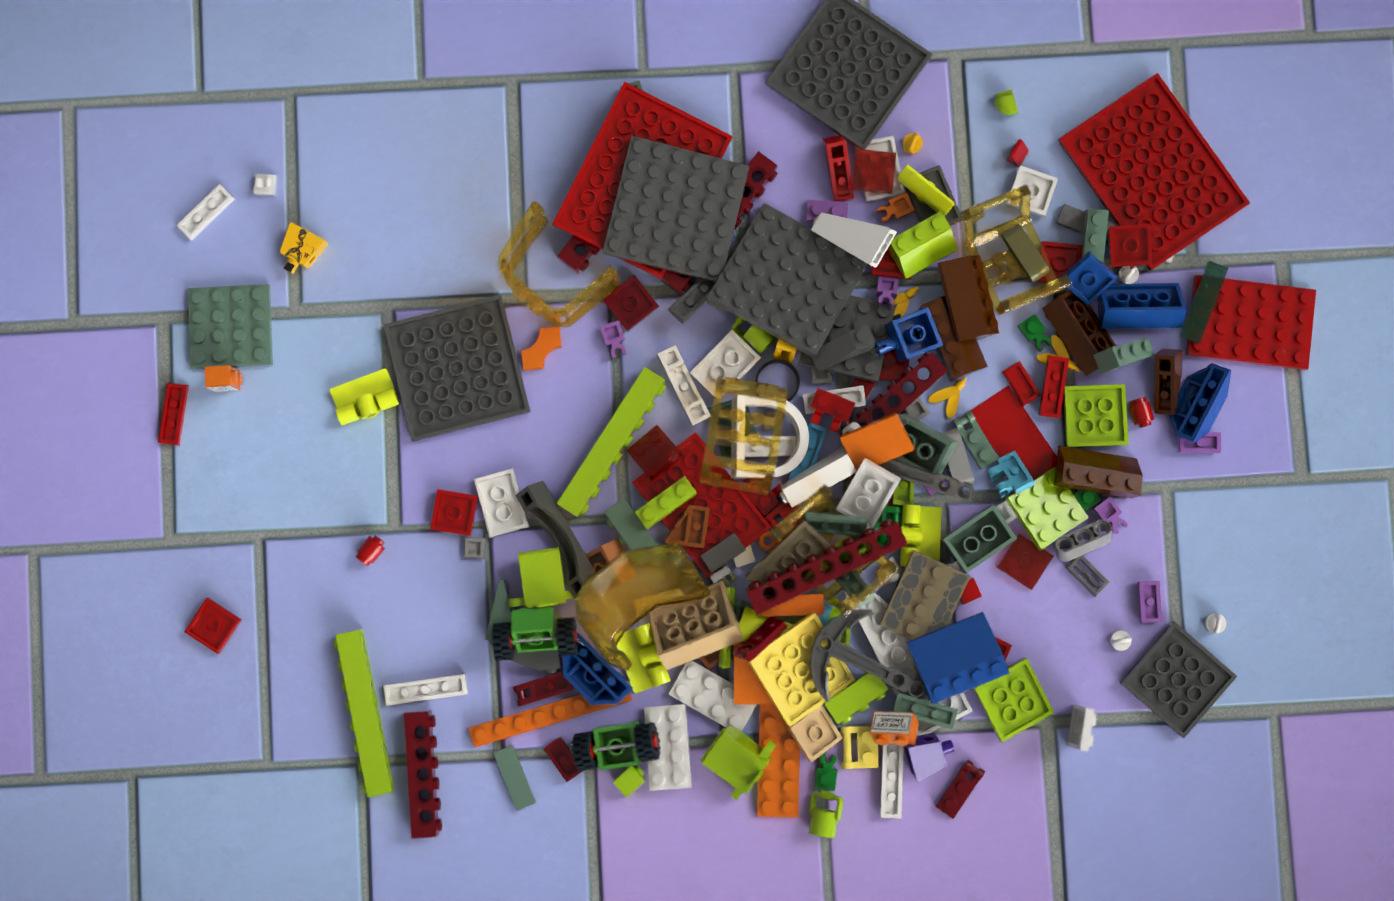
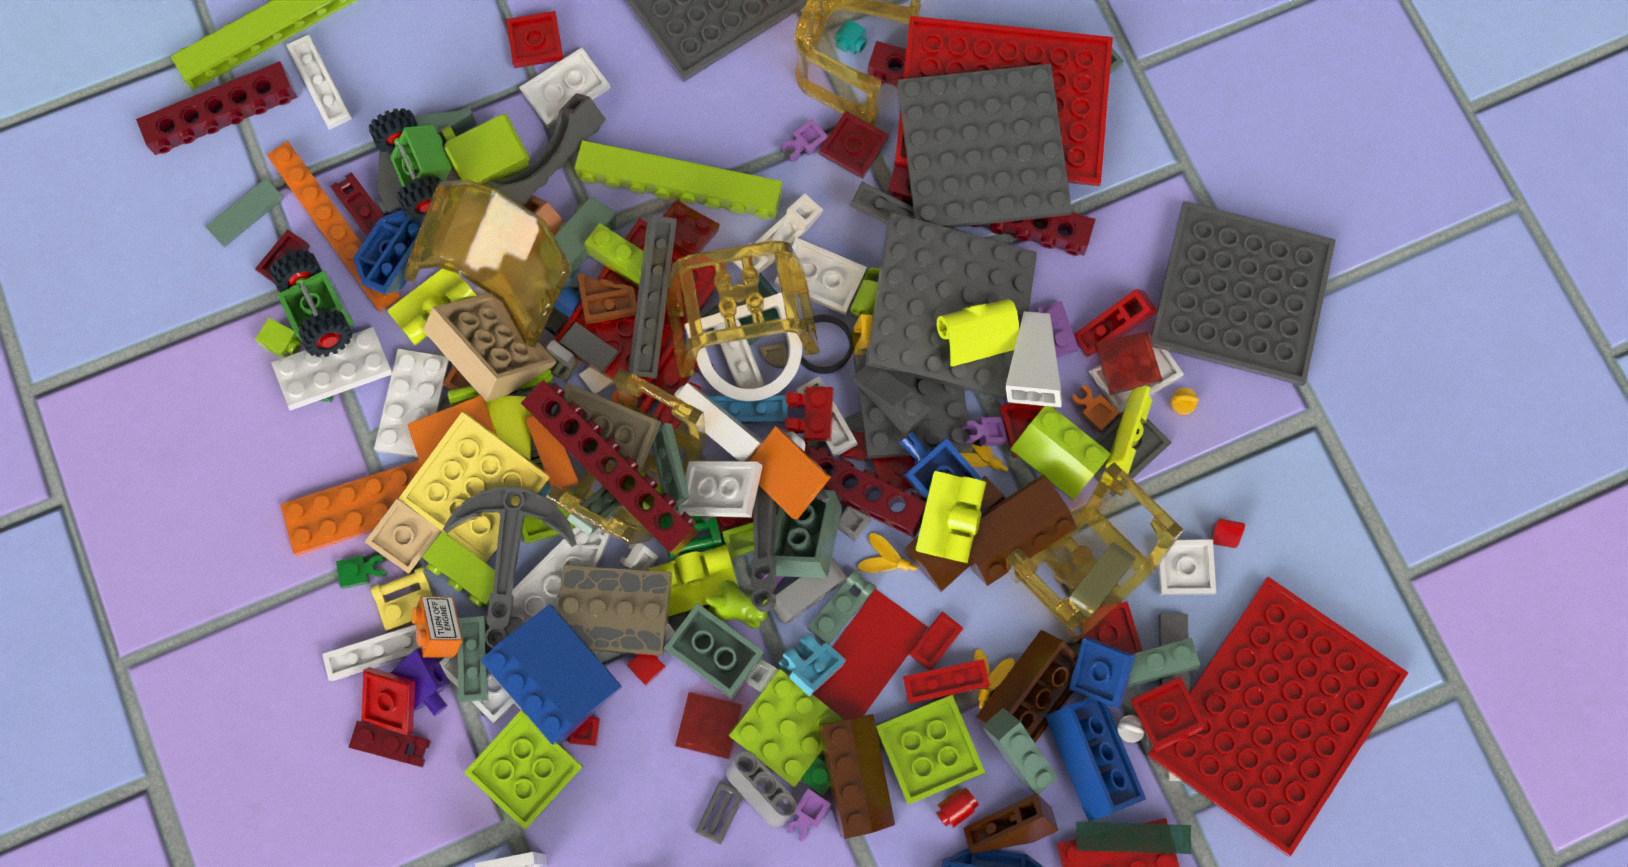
camera: 70 degrees right, 10 degrees down
(474, 547) = (502, 77): light grey tile -> none
(543, 274) = (851, 37): none -> teal plate
(547, 341) = (773, 71): orange tile -> none
(708, 492) = (652, 296): none -> dark grey plate
(737, 759) = (340, 450): lime piece -> none
(760, 639) = (492, 420): dark red plate -> none
(817, 266) = (980, 331): none -> neon yellow panel
(820, 377) = (849, 393): light grey tile -> none
(824, 821) = (299, 584): lime piece -> none
(933, 779) = (388, 700): none -> red tile
(948, 338) = (951, 516): none -> neon yellow panel
(950, 512) = (734, 604): none -> lime animal
(1006, 103) = (1285, 495): lime piece -> none
(1033, 329) = (1010, 632): green plate -> none

